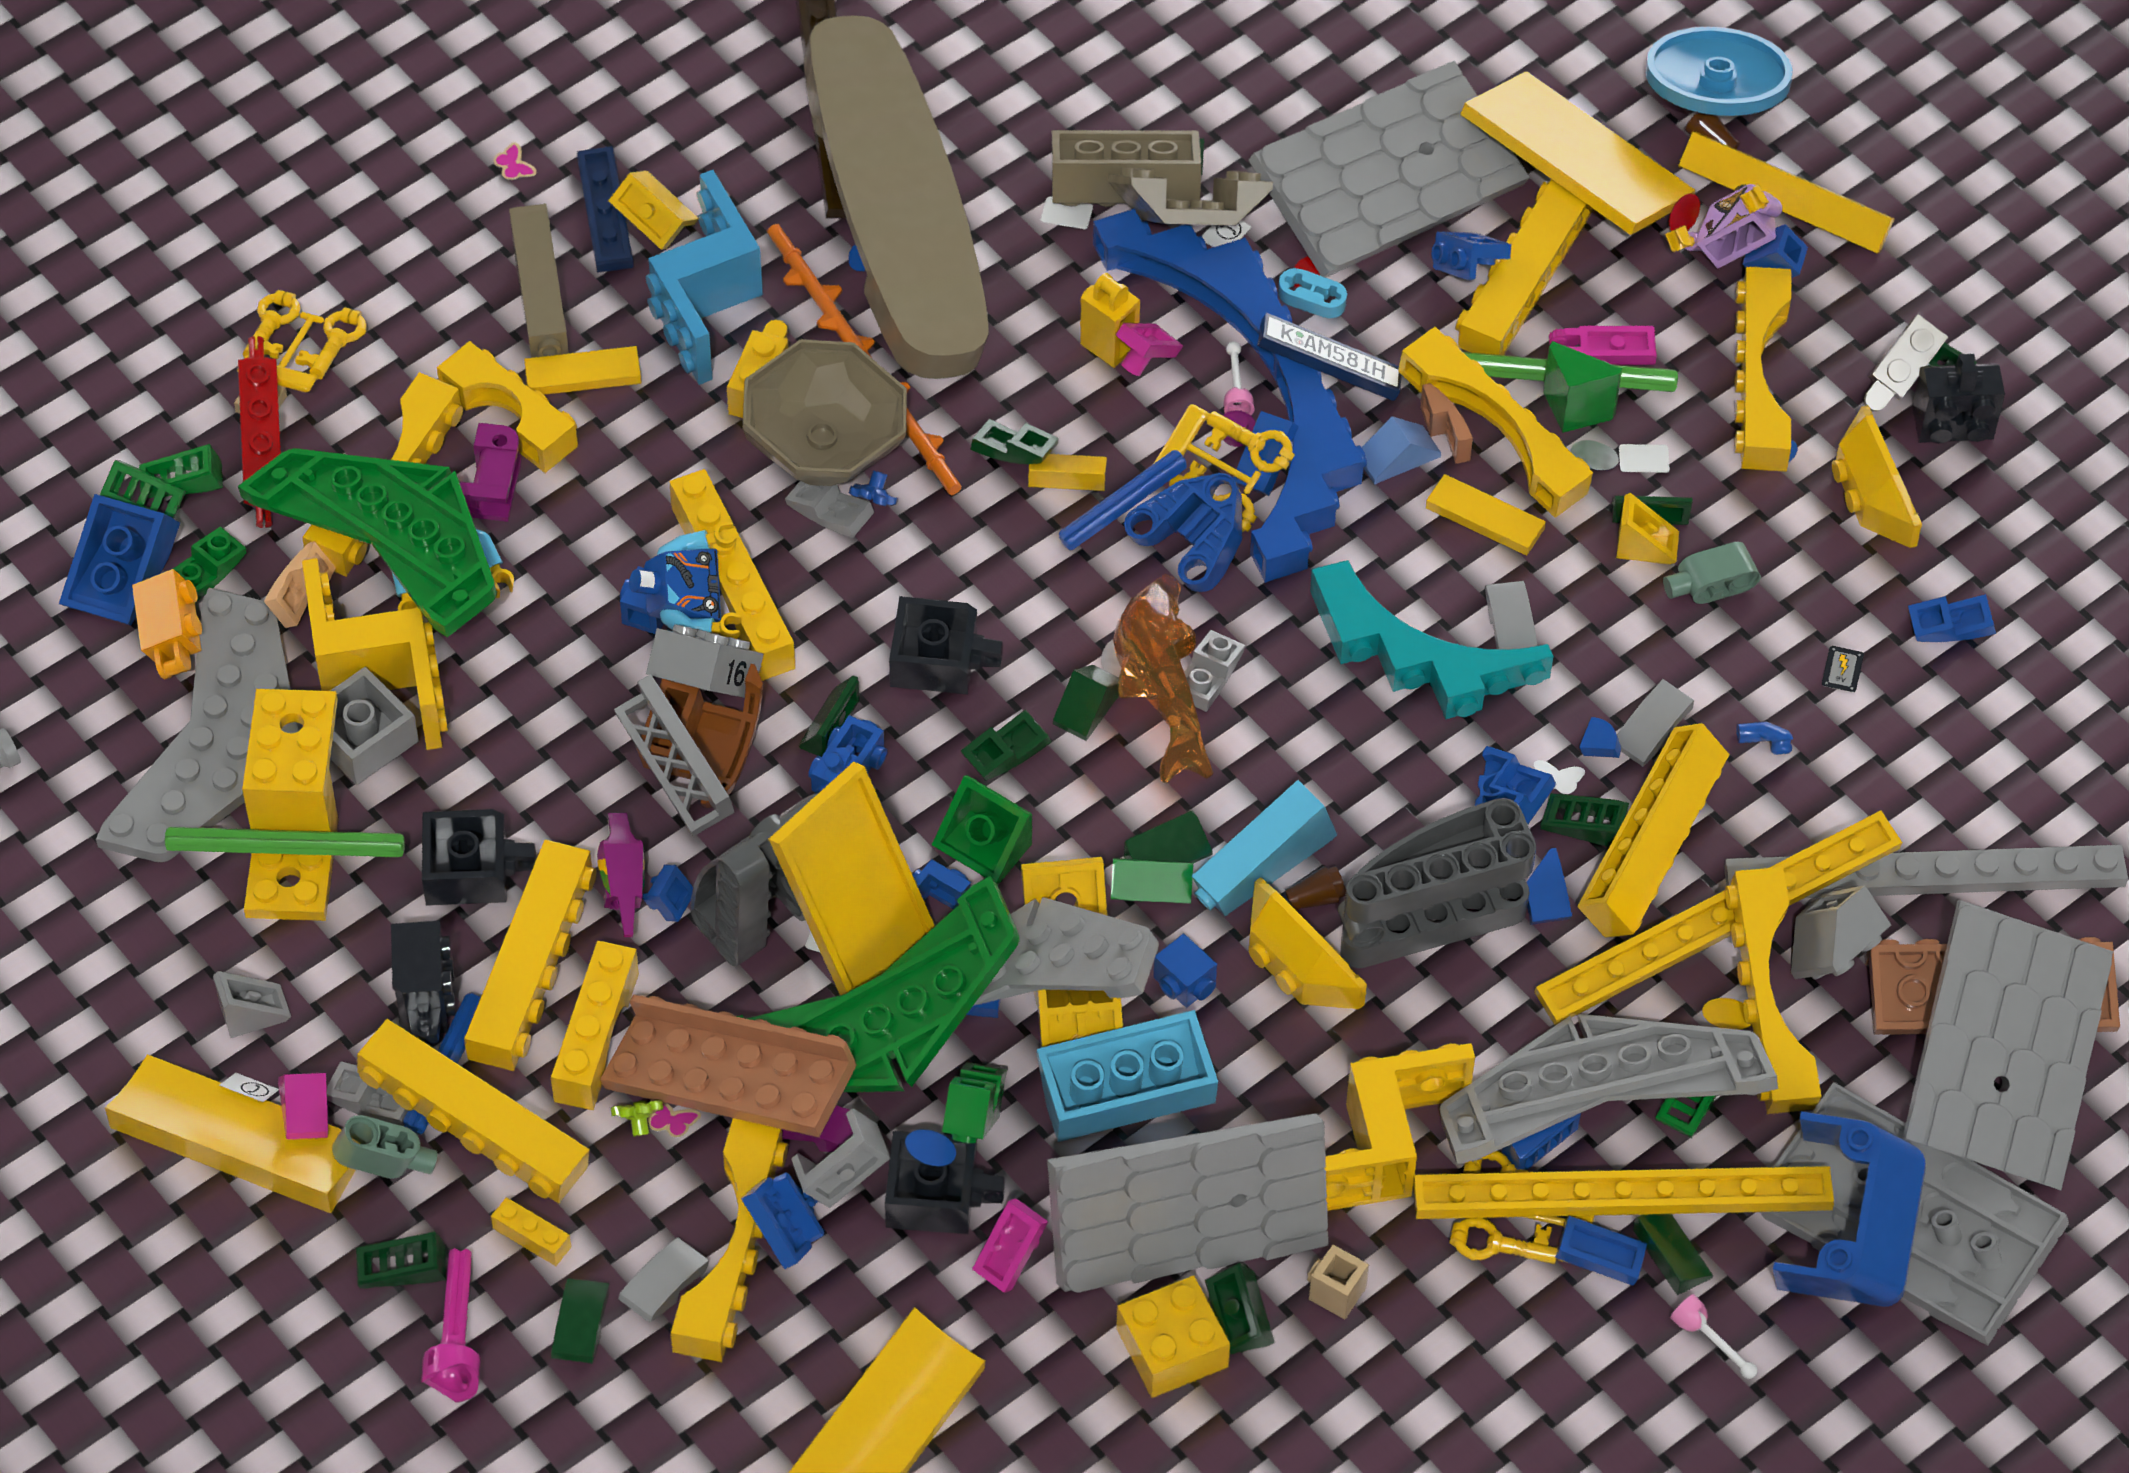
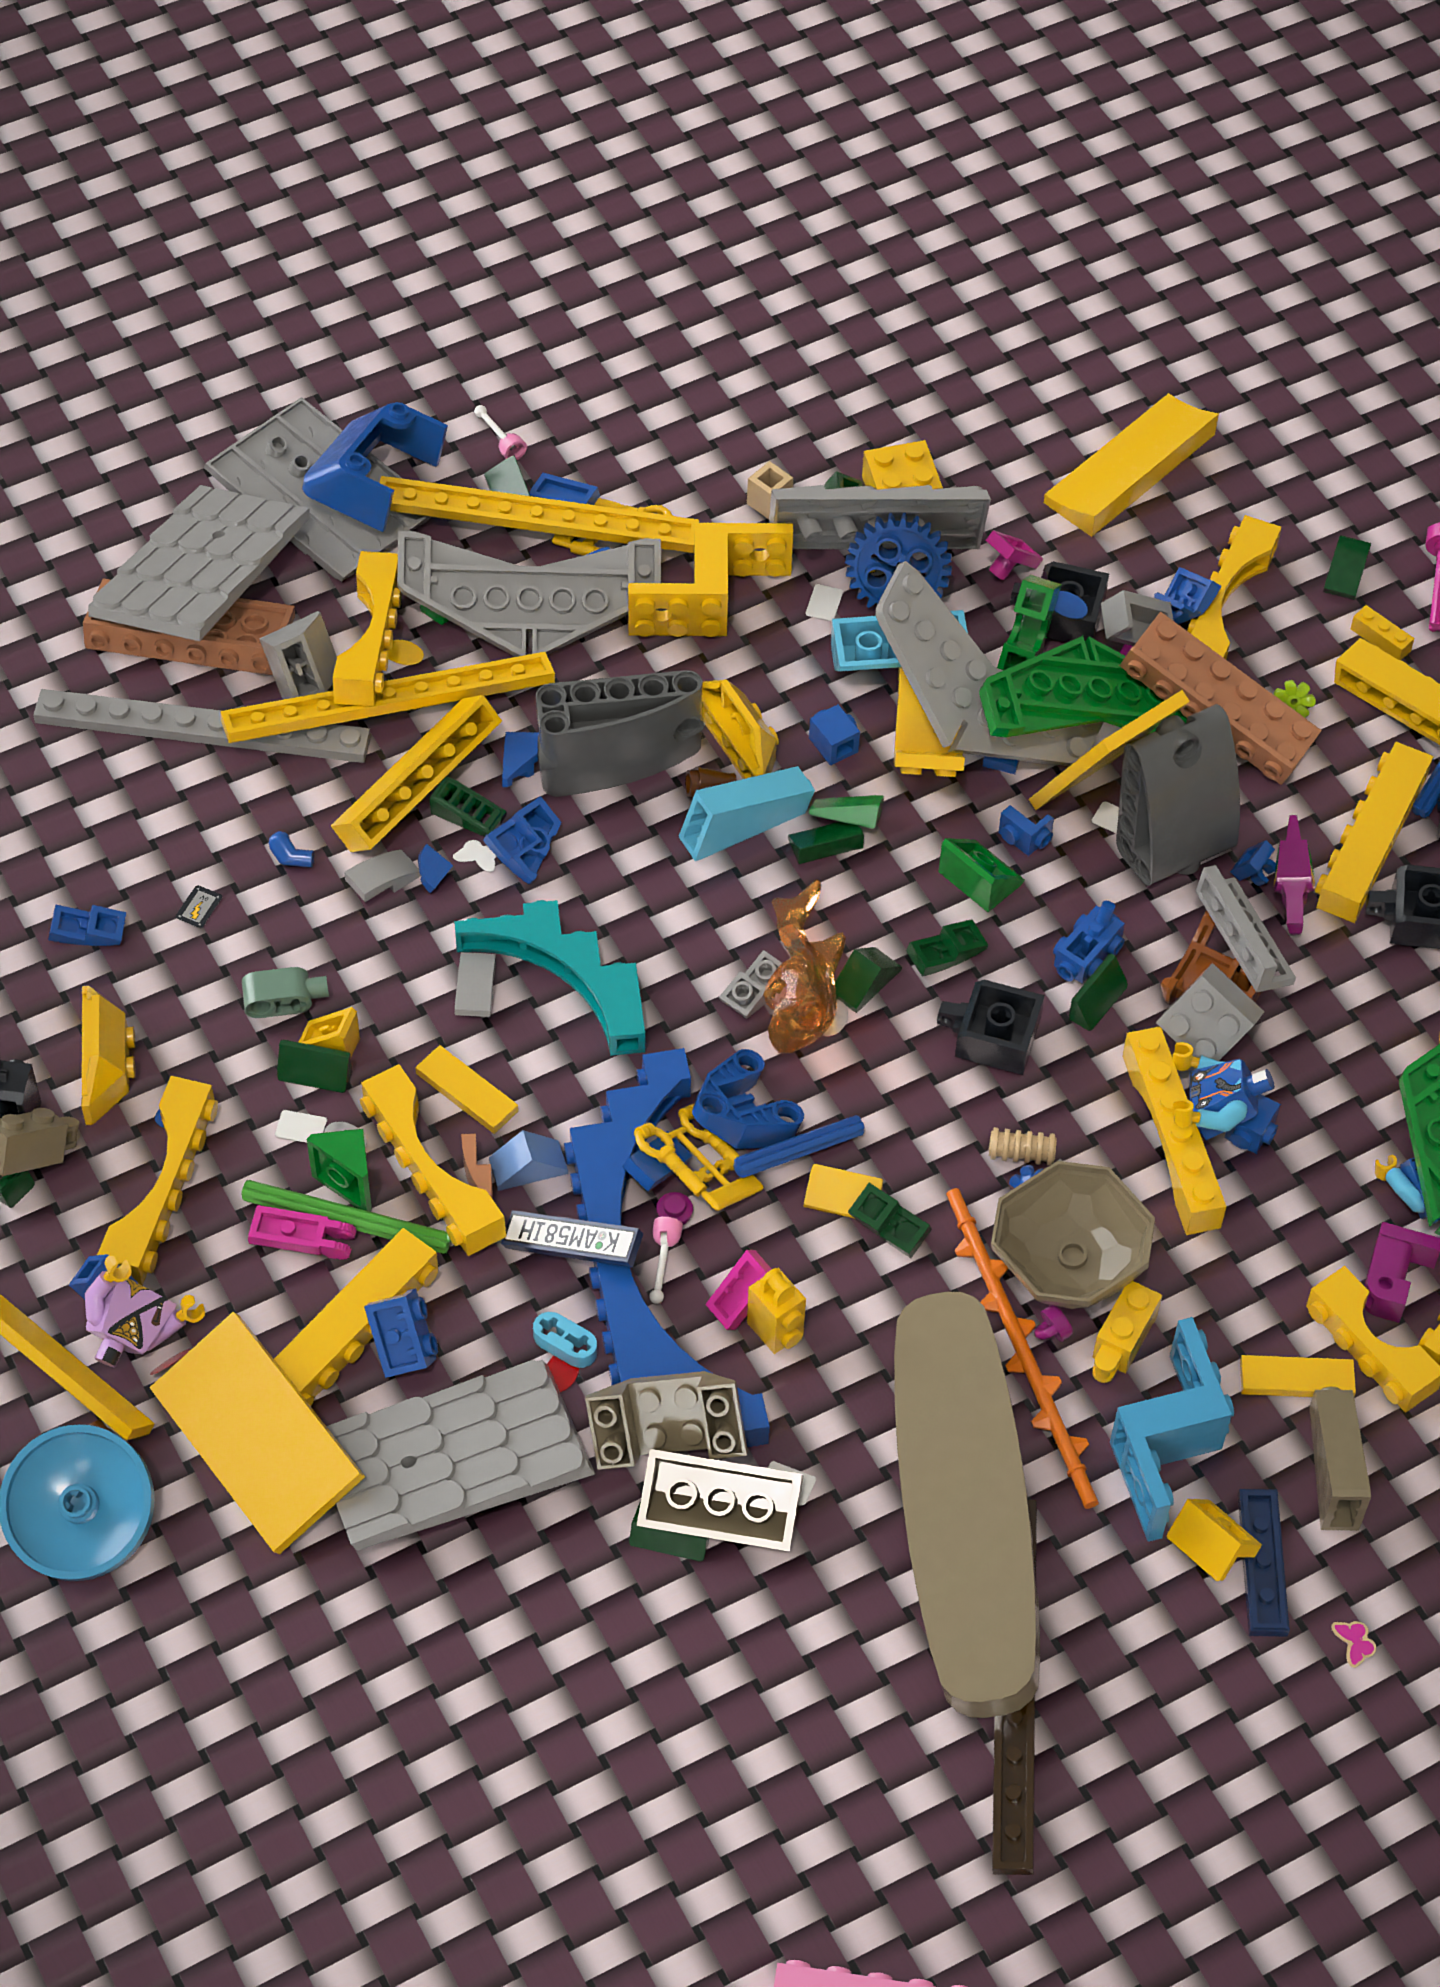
camera: 170 degrees left, 0 degrees up
(587, 1039) = (1322, 764): yellow arch -> none
(662, 1278) = (1280, 583): light grey slope -> none
(889, 538) = (1022, 1146): none -> tan piece

